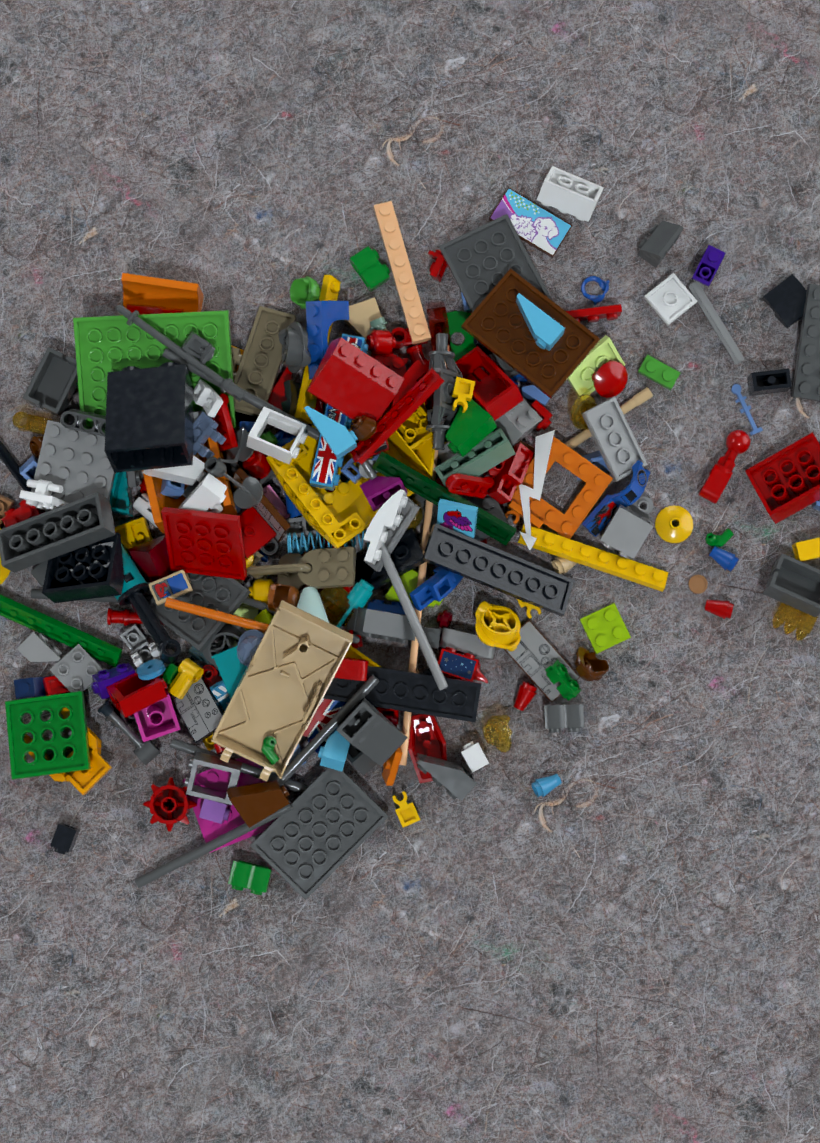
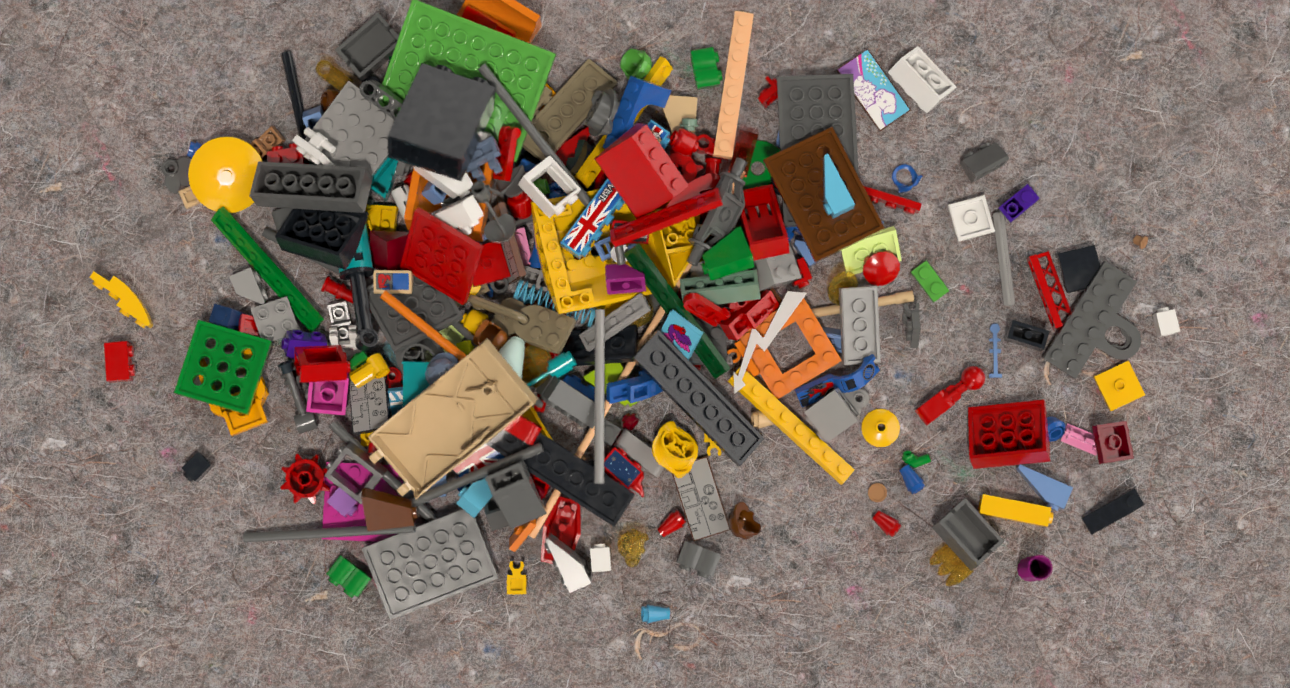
camera: 20 degrees right, 0 degrees up
(151, 669) = (342, 349): dark azure piece -> none
(198, 347) = (514, 76): dark grey bracket -> none
(207, 398) = (502, 125): white slope -> none
(225, 384) = (523, 120): dark grey bar -> none
(268, 749) = (416, 467): green arm -> none
(336, 435) = (603, 211): medium azure slope -> none
(364, 427) = (631, 214): reddish brown cone -> none
(386, 517) = (615, 305): white slope -> none
(463, 392) = (736, 222): yellow plate -> none
(558, 673) = (715, 534): green hinge -> none
(605, 628) = (773, 495): lime plate -> none
(664, 417) = (913, 325): none -> dark grey plate
(767, 336) = (1045, 291): none -> red fence

